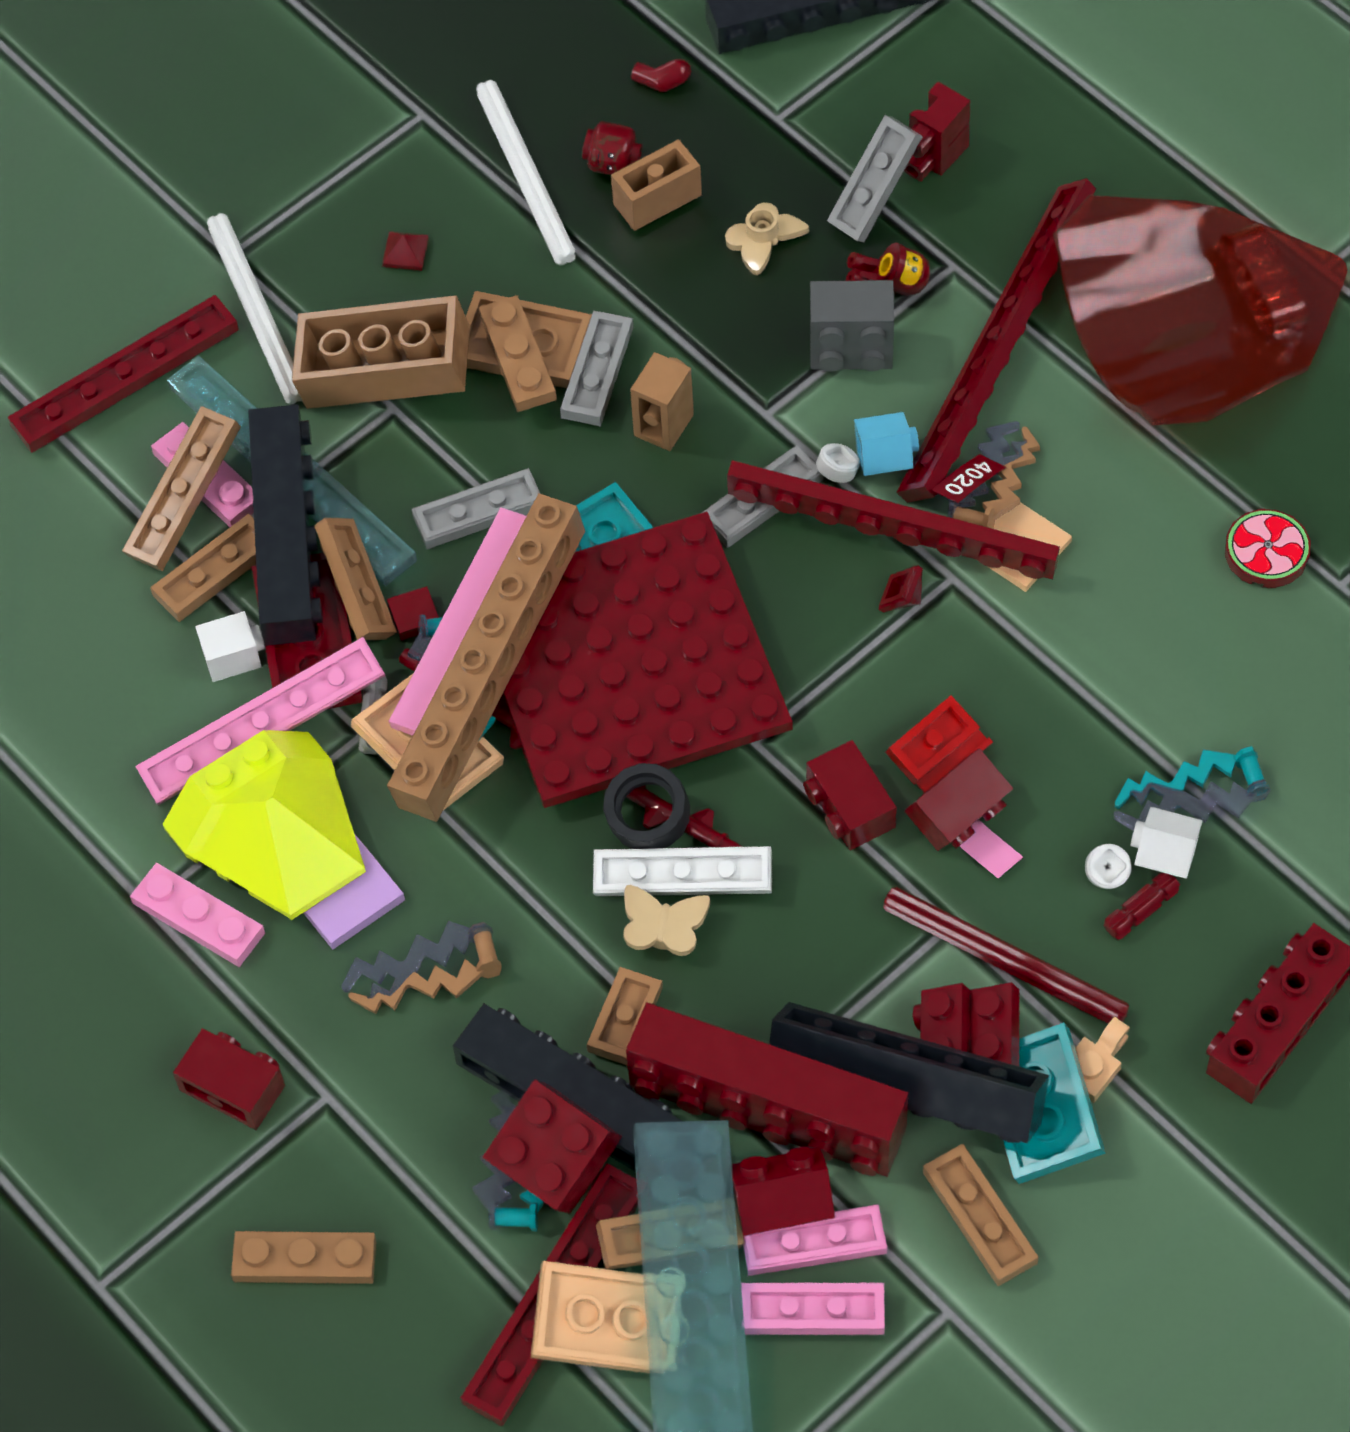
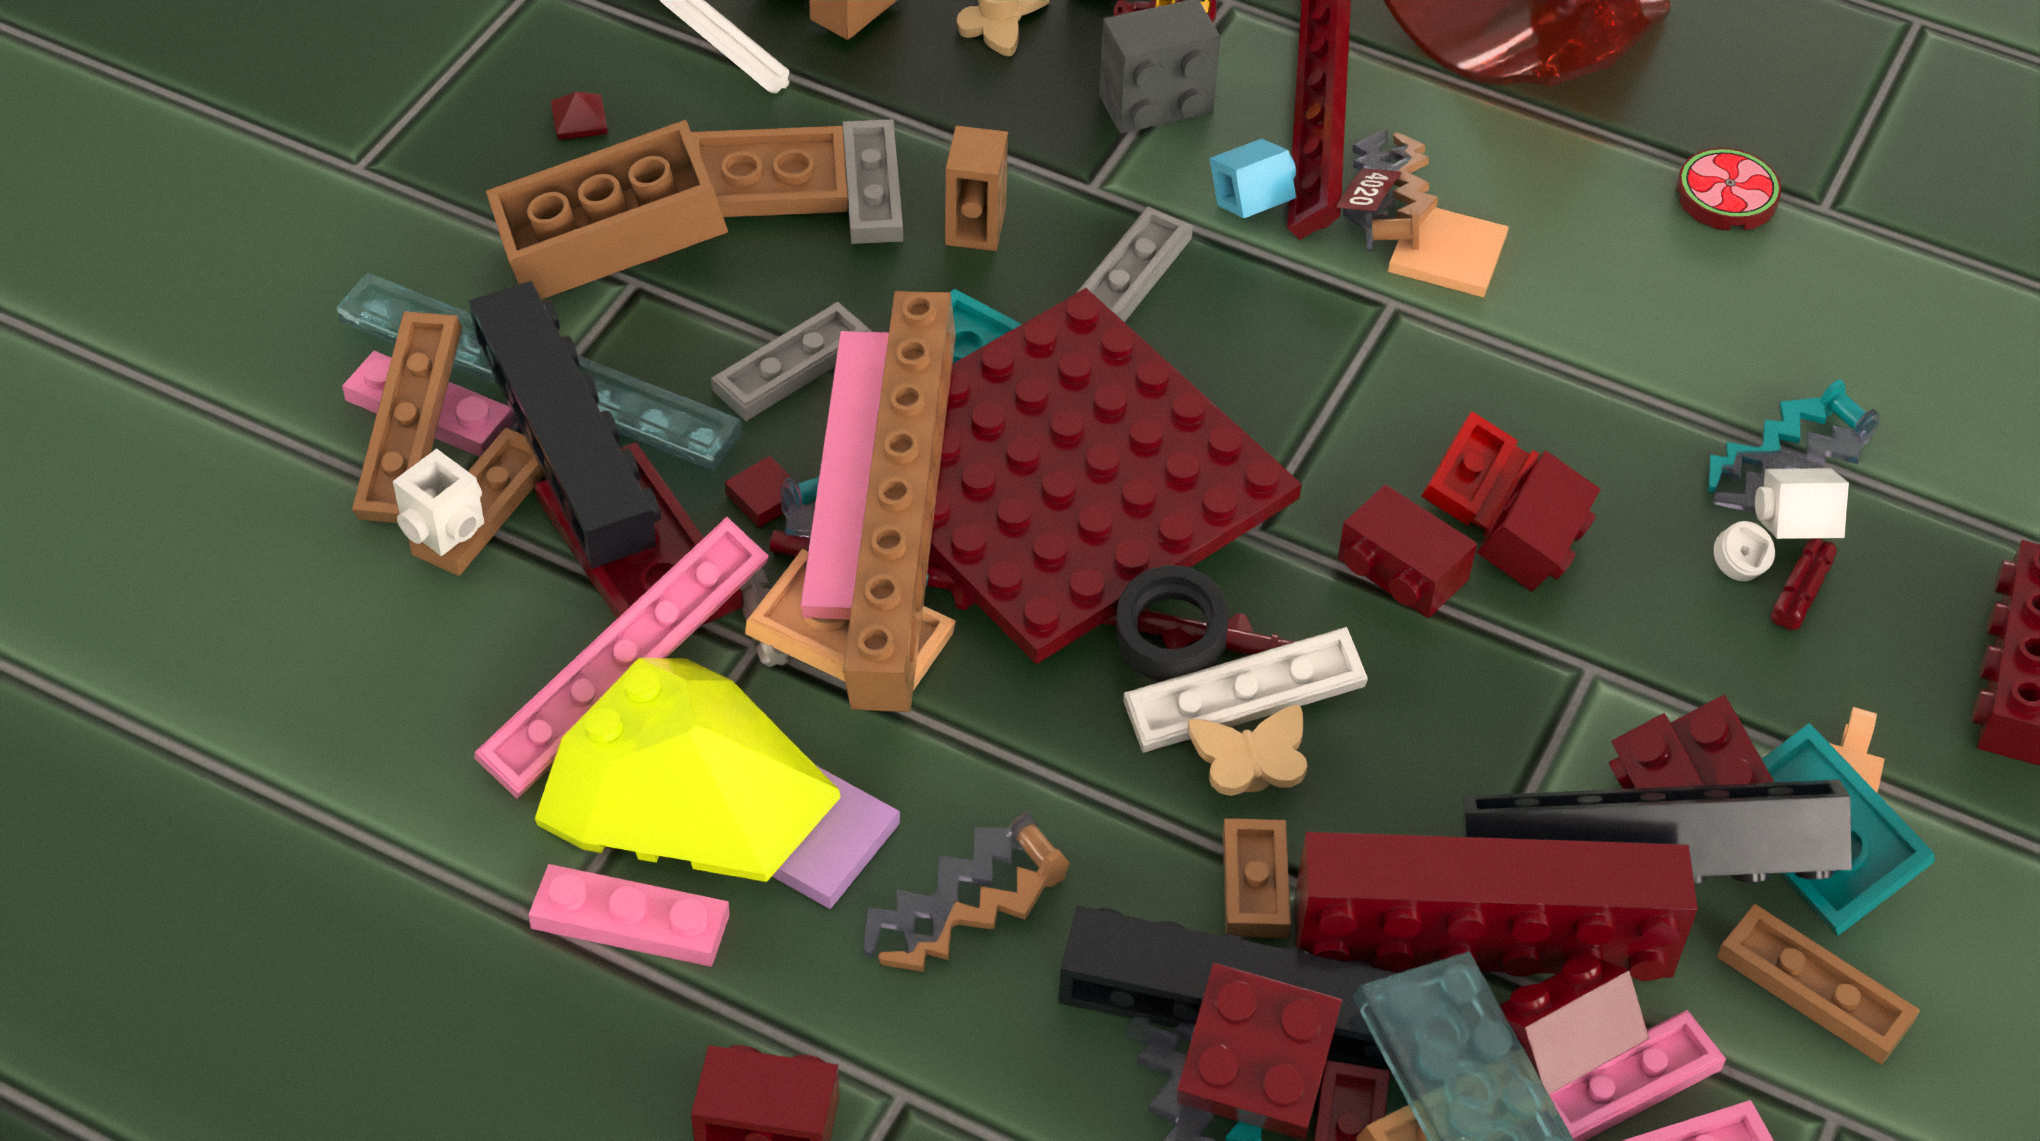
camera: 25 degrees left, 10 degrees down
(123, 373) = (270, 318): dark red plate -> none
(171, 570) = (438, 503): none -> white brick
(230, 646) = (542, 582): white brick -> none
(254, 305) = (414, 209): white axle -> none
(355, 578) = (677, 461): medium nougat plate -> none
(517, 353) = (774, 181): medium nougat plate -> none
(837, 463) = (1205, 213): white tile -> none
(902, 590) = (1347, 323): dark red slope -> none
(904, 523) = (1305, 248): dark red plate -> none
(990, 850) = (1599, 575): bright pink sticker -> none
(1005, 956) = (1678, 681): dark red axle -> none

